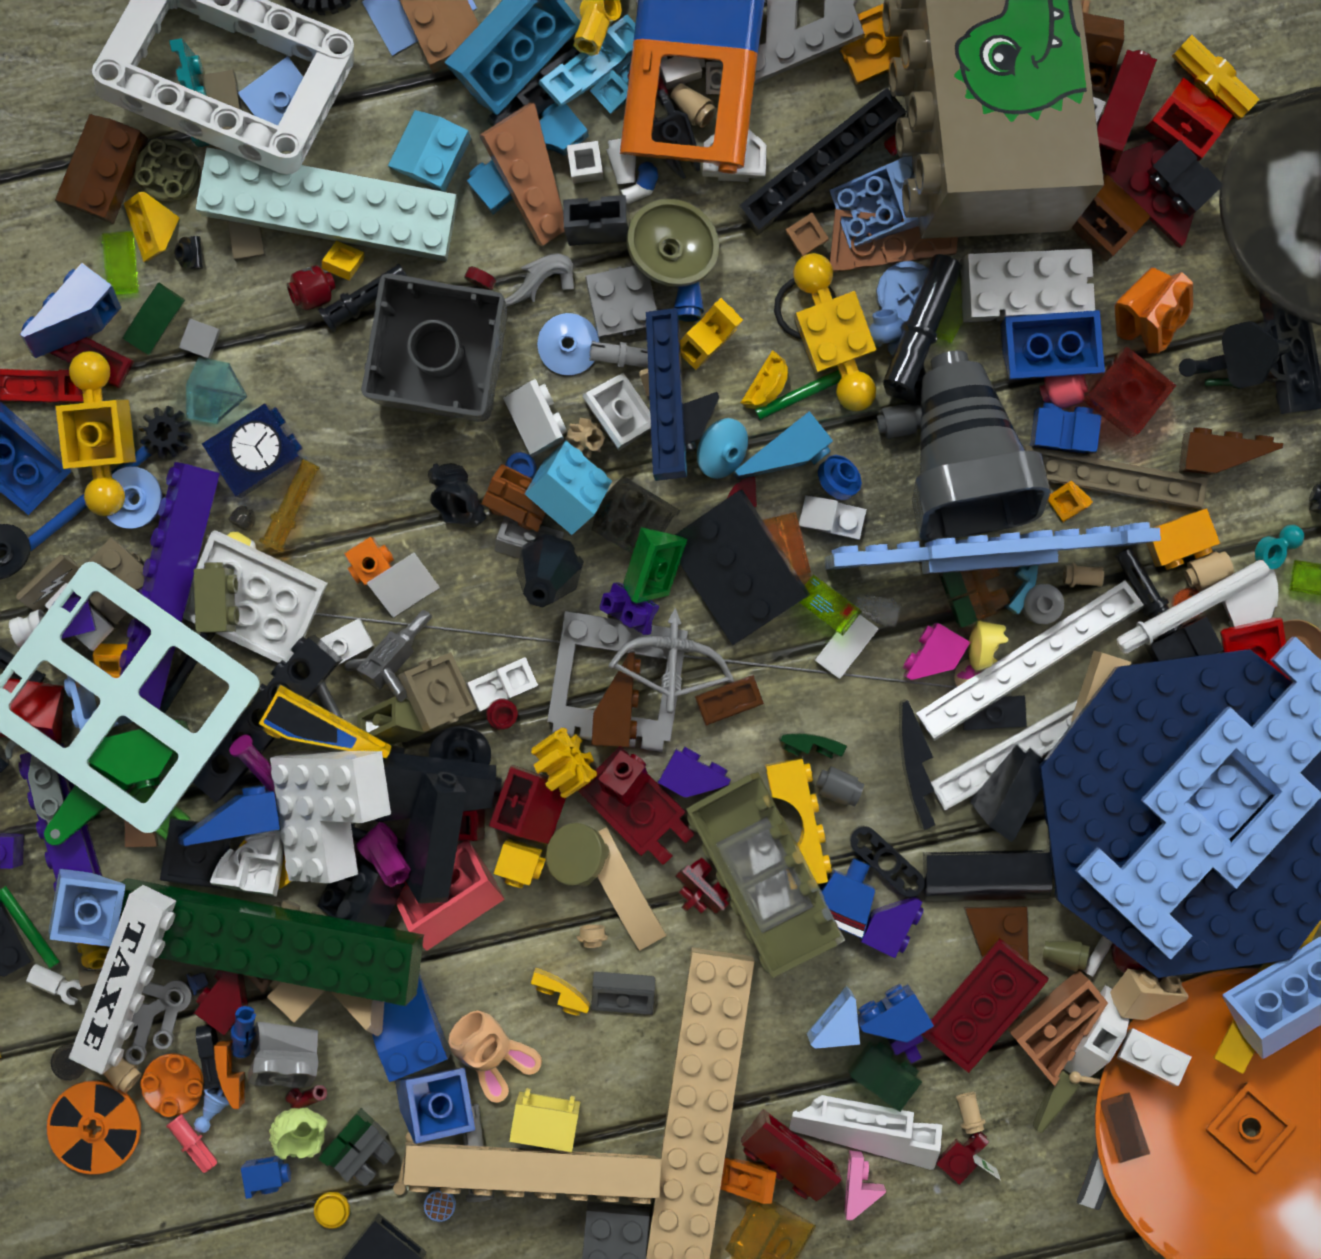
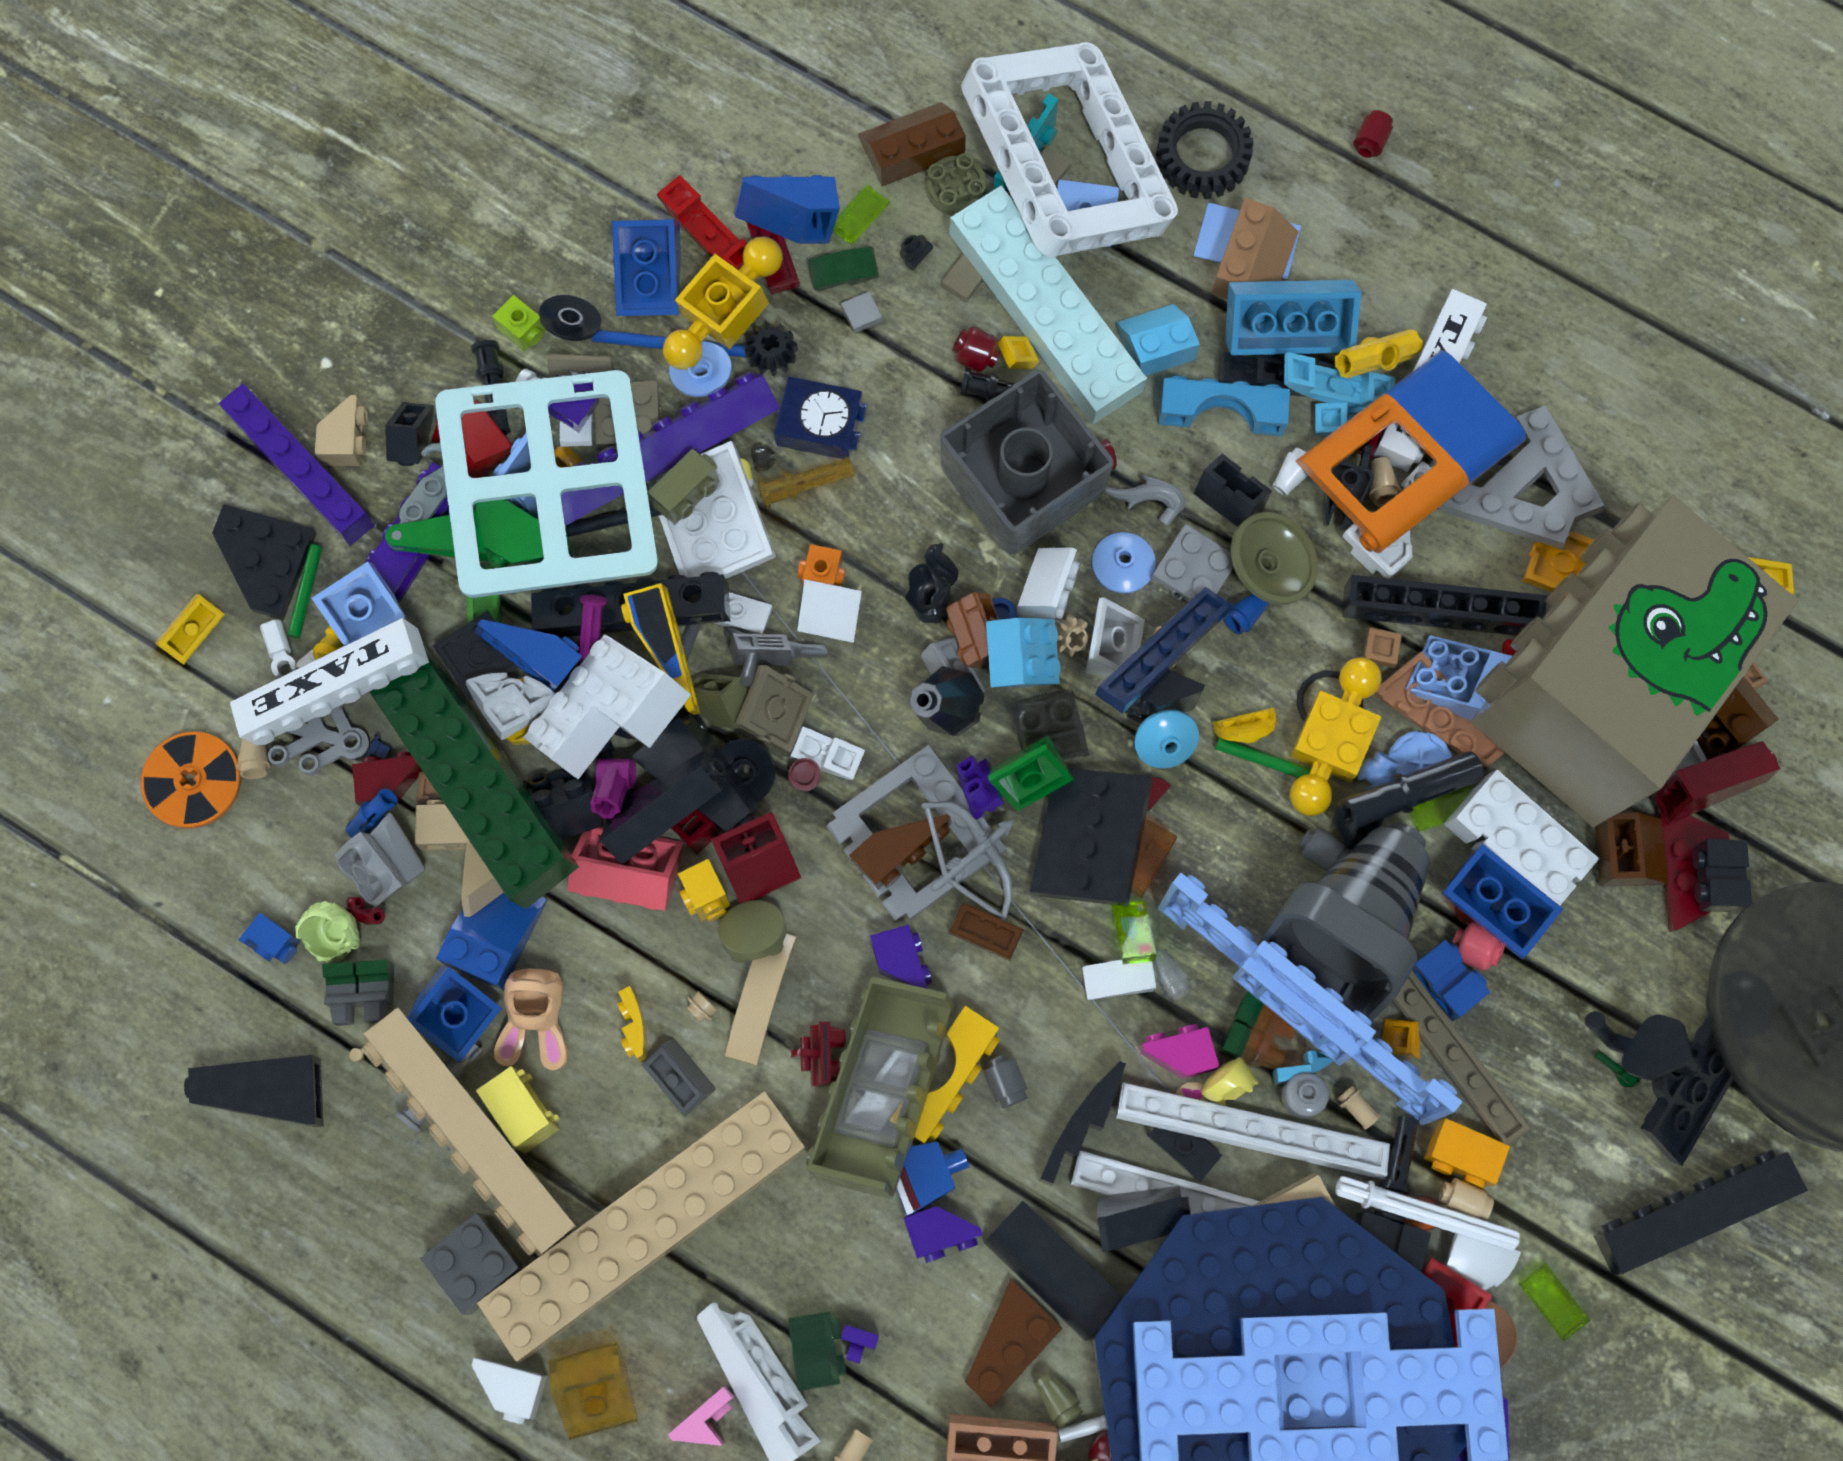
camera: 45 degrees right, 15 degrees down
(63, 1066) = (221, 717): clear smoke piece -> none
(137, 838) = (453, 603): medium nougat tile -> none
(150, 223) = (908, 206): yellow slope -> none
(172, 1084) = (279, 805): orange dish -> none
(192, 1143) = (245, 863): coral axle -> none
(206, 1040) = (329, 811): black piece -> none
(212, 391) = (831, 352): clear light blue slope -> none
(213, 1104) = (293, 849): light blue piece -> none
(231, 1082) = (321, 848): orange slope -> none
(331, 1210) = (289, 1020): yellow piece -> none
(439, 1205) = (372, 1098): tile -> none
(525, 167) = (1215, 407): nougat wing -> none
(564, 762) = (814, 850): yellow gear -> none
(585, 162) = (1263, 445): white brick -> none
(618, 354) = (1152, 598): light grey pin -> none
(624, 778) = (848, 905): dark red brick -> none
(644, 819) = (835, 940): dark red tile -> none
(645, 183) = (1291, 504): arm -> none
(709, 333) = (1238, 650): yellow brick -> none
(748, 1180) = (623, 1322): orange slope -> none
(790, 1157) = (674, 1337): dark red slope -> none
(792, 448) = (1216, 785): dark azure slope -> none
(803, 742) = (1011, 1018): dark green slope -> none
(832, 517) = (1200, 862): white slope -> none
(837, 1024) = (821, 1266): light blue slope -> none
(839, 477) = (1235, 846): blue plate -> none
(895, 1016) = (872, 1308): blue slope -> none
(909, 870) = (976, 1152): black beam -> none
(984, 1005) = (950, 1371): dark red plate -> none
(1129, 392) = (1528, 997): clear red brick -> none
(1154, 308) = (1608, 953): orange piece -> none
(1189, 117) = (1769, 836): red slope -> none
(1214, 453) = (1557, 1114): reddish brown slope -> none
(1215, 77) = (1815, 828): yellow piece -> none
(1274, 550) = (1557, 1241): teal plate -> none

